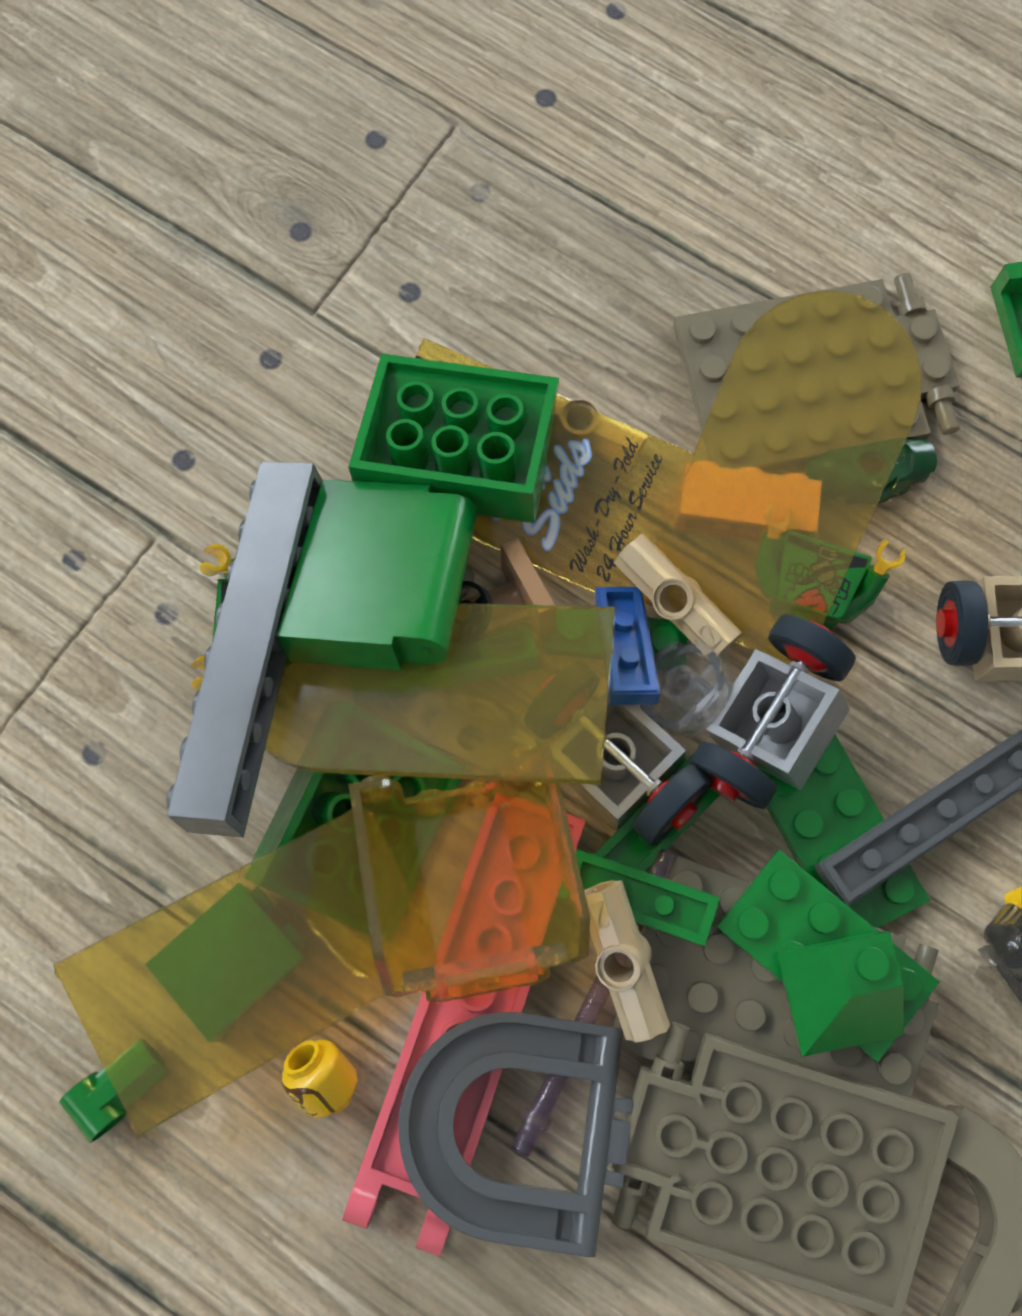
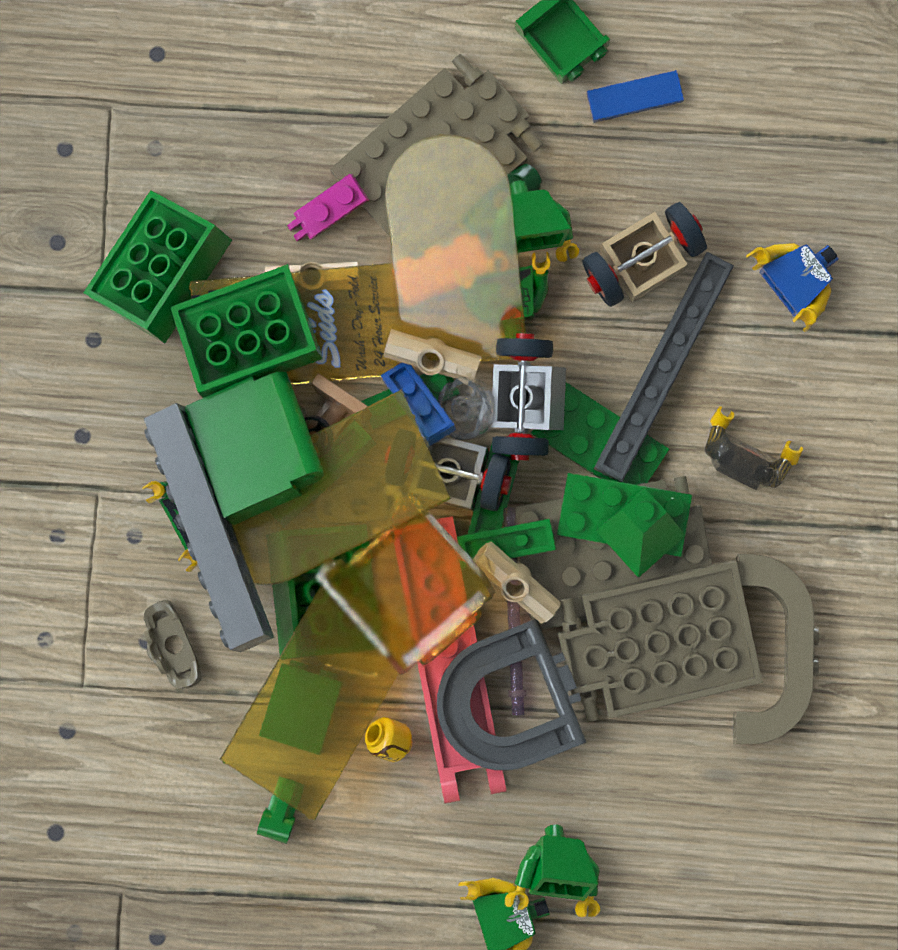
camera: 25 degrees left, 10 degrees up
(109, 811) = (162, 623): none -> dark tan piece
(394, 304) = (155, 263): none -> green slope
(646, 357) = (328, 208): none -> dark pink hinge
(915, 515) = (541, 222): none -> green torso

